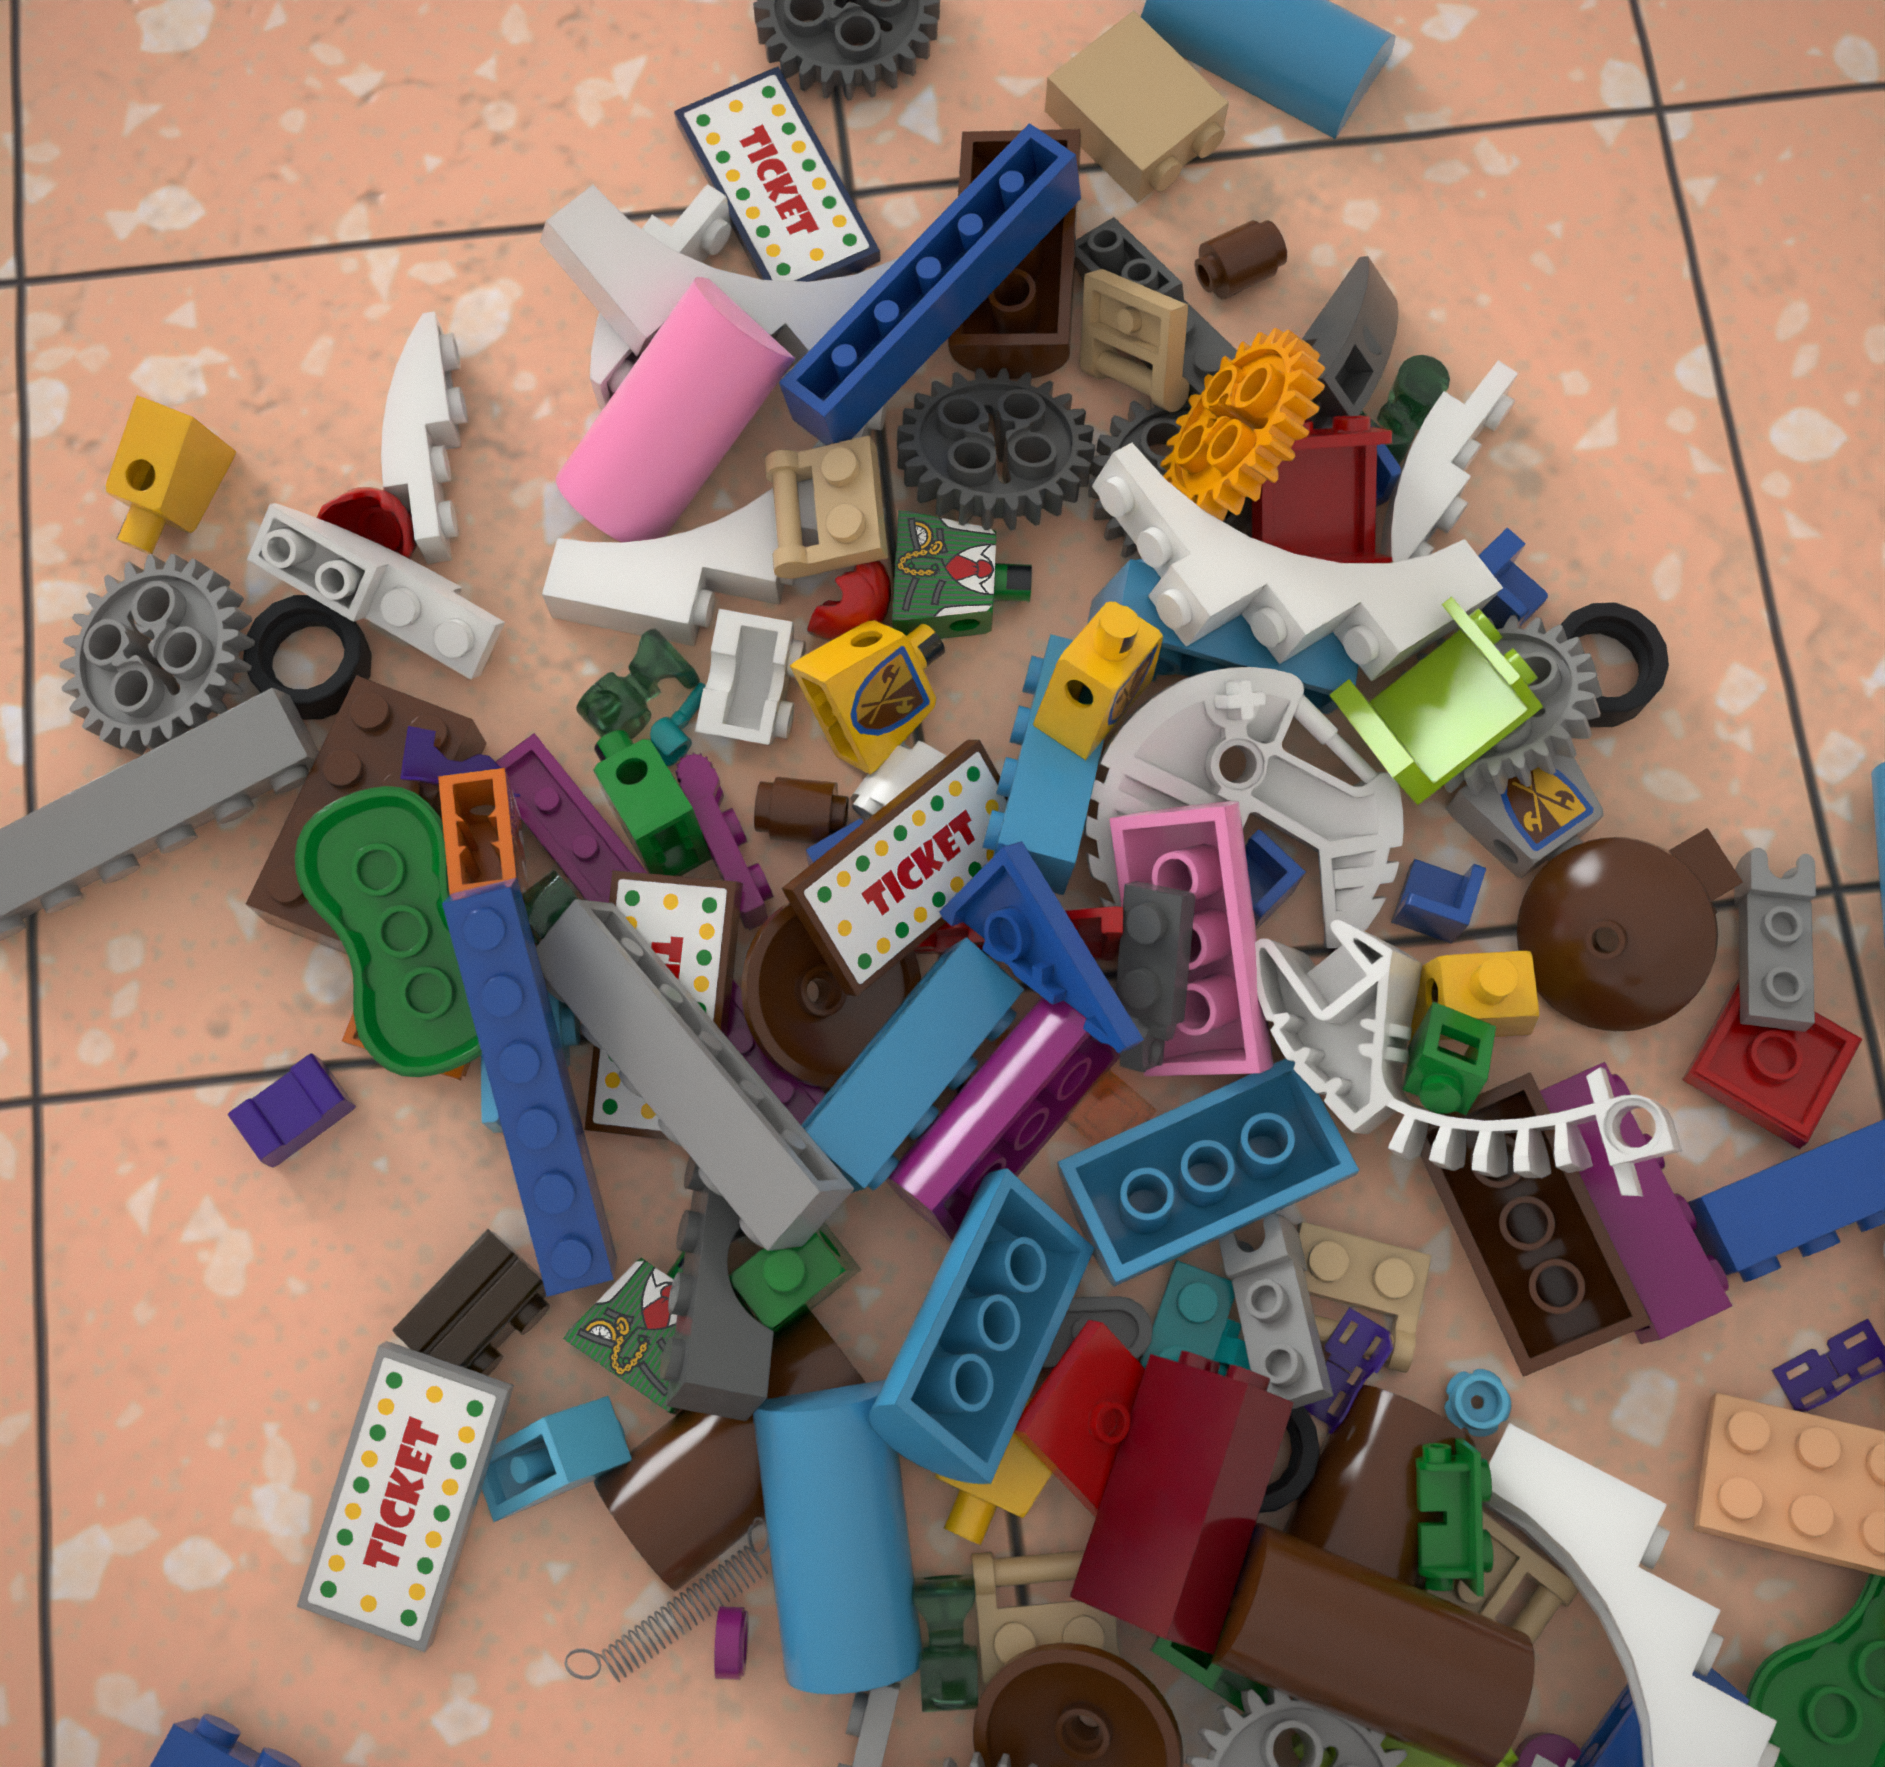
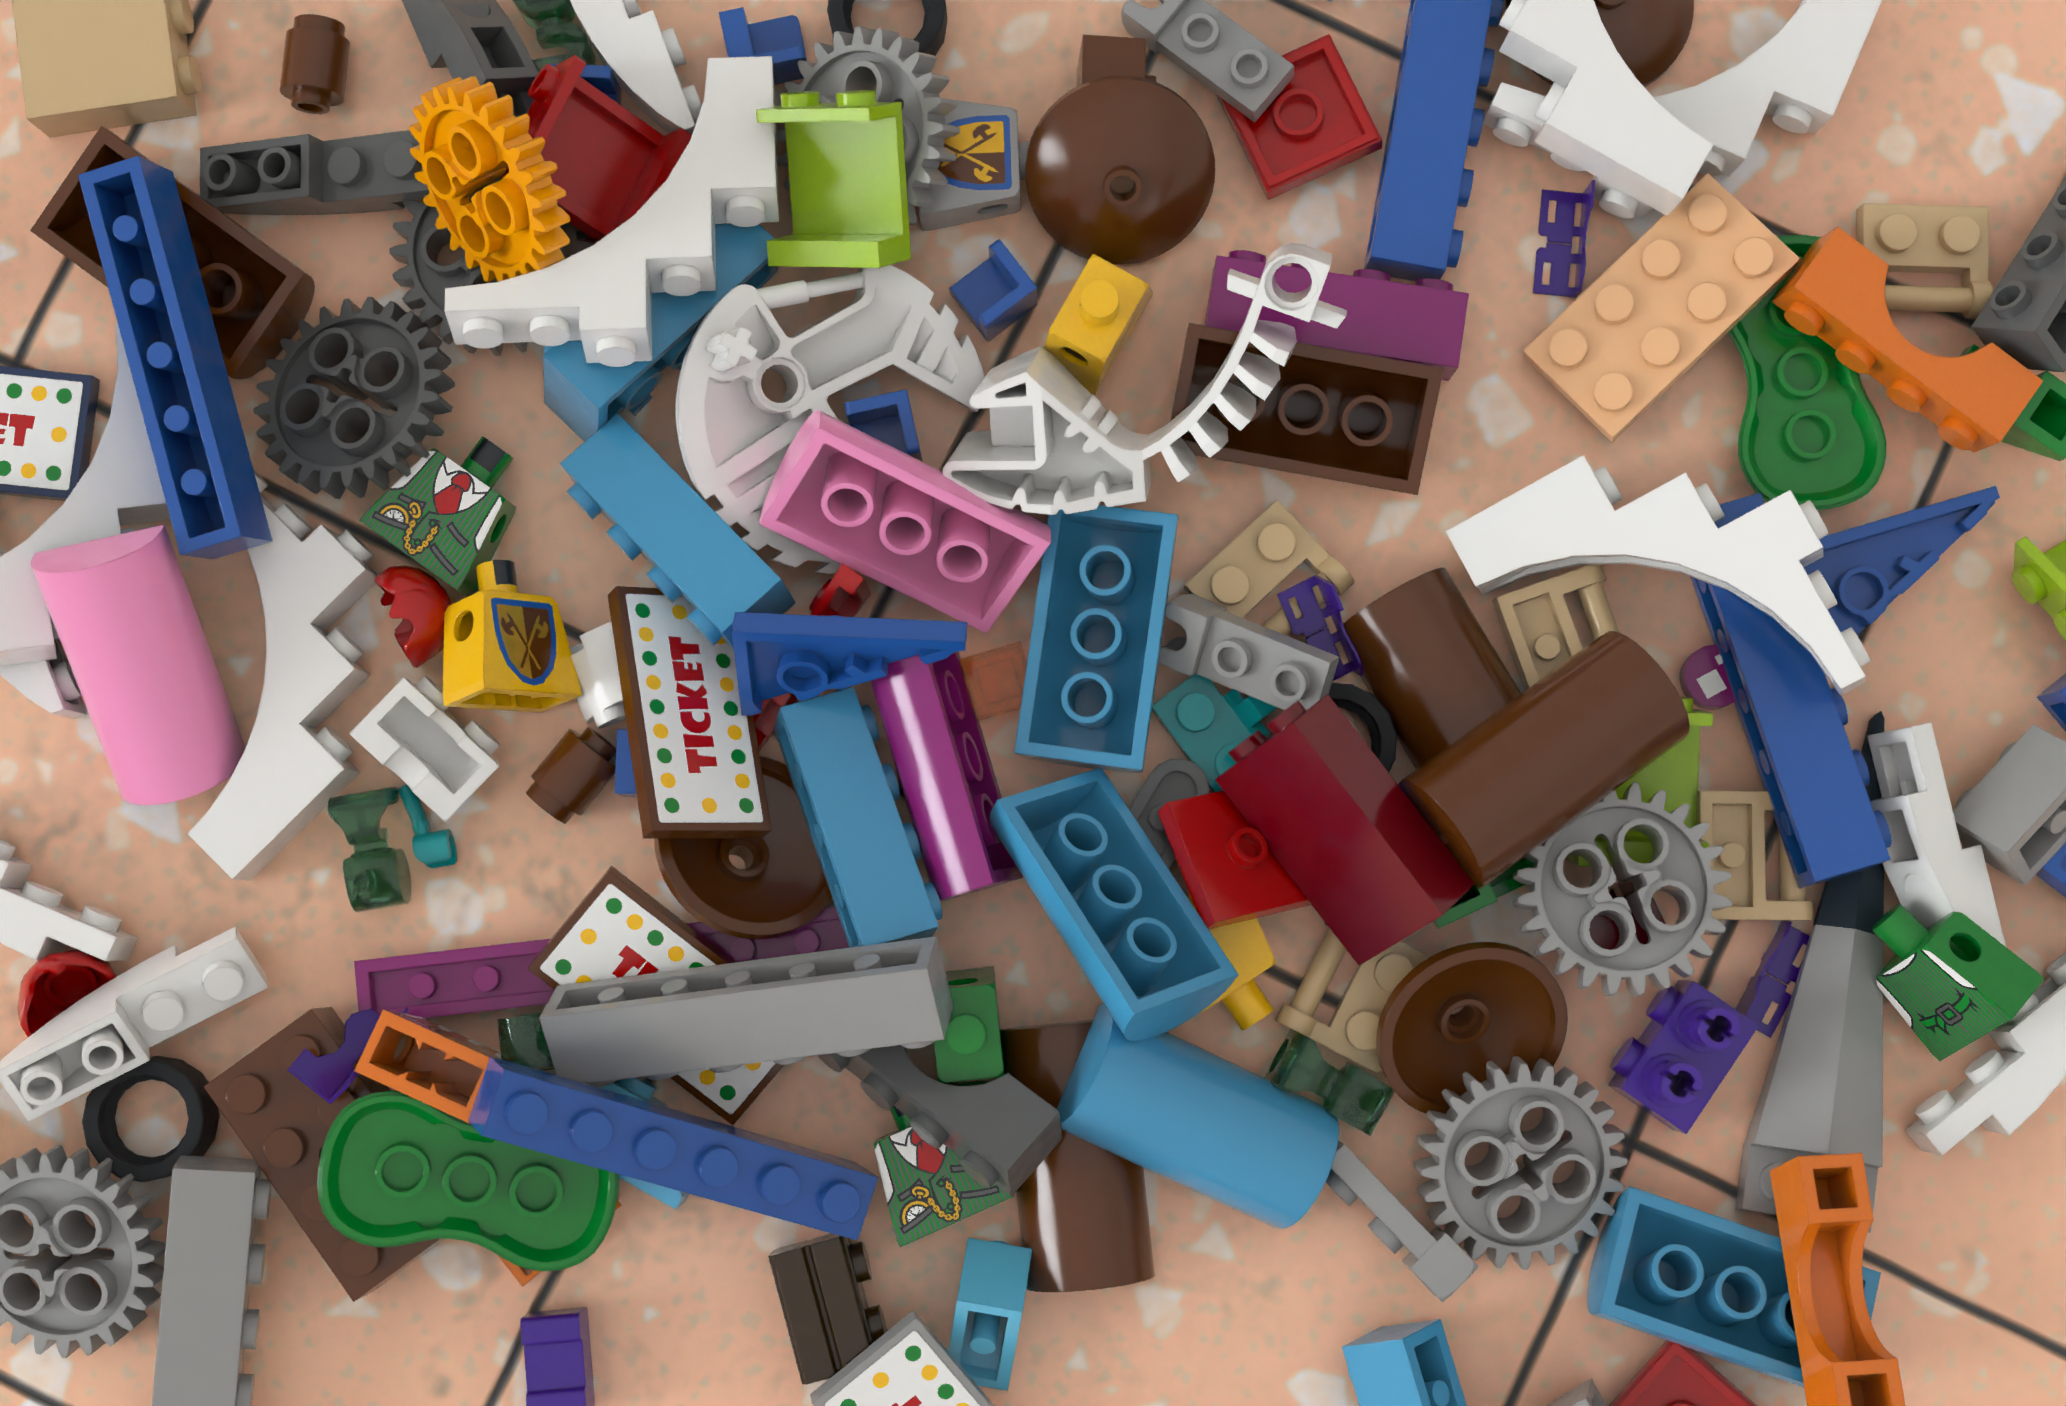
camera: 55 degrees left, 10 degrees up
(649, 805) = (485, 901): green torso -> none
(723, 836) = (552, 854): magenta hinge -> none
(731, 1643) = (1223, 1255): magenta tile -> none
(752, 1550) = (1187, 1355): light grey piece -> none
(845, 505) = (327, 564): tan plate -> none
(1115, 661) = (631, 438): yellow torso -> none
(1141, 324) = (331, 197): tan plate -> none
(1154, 966) = (906, 569): dark grey hinge -> none
(1443, 1077) = (1148, 396): green brick -> none
(1459, 1544) = (1511, 634): green hinge -> none
(1495, 1400) = (1412, 525): medium azure plate -> none

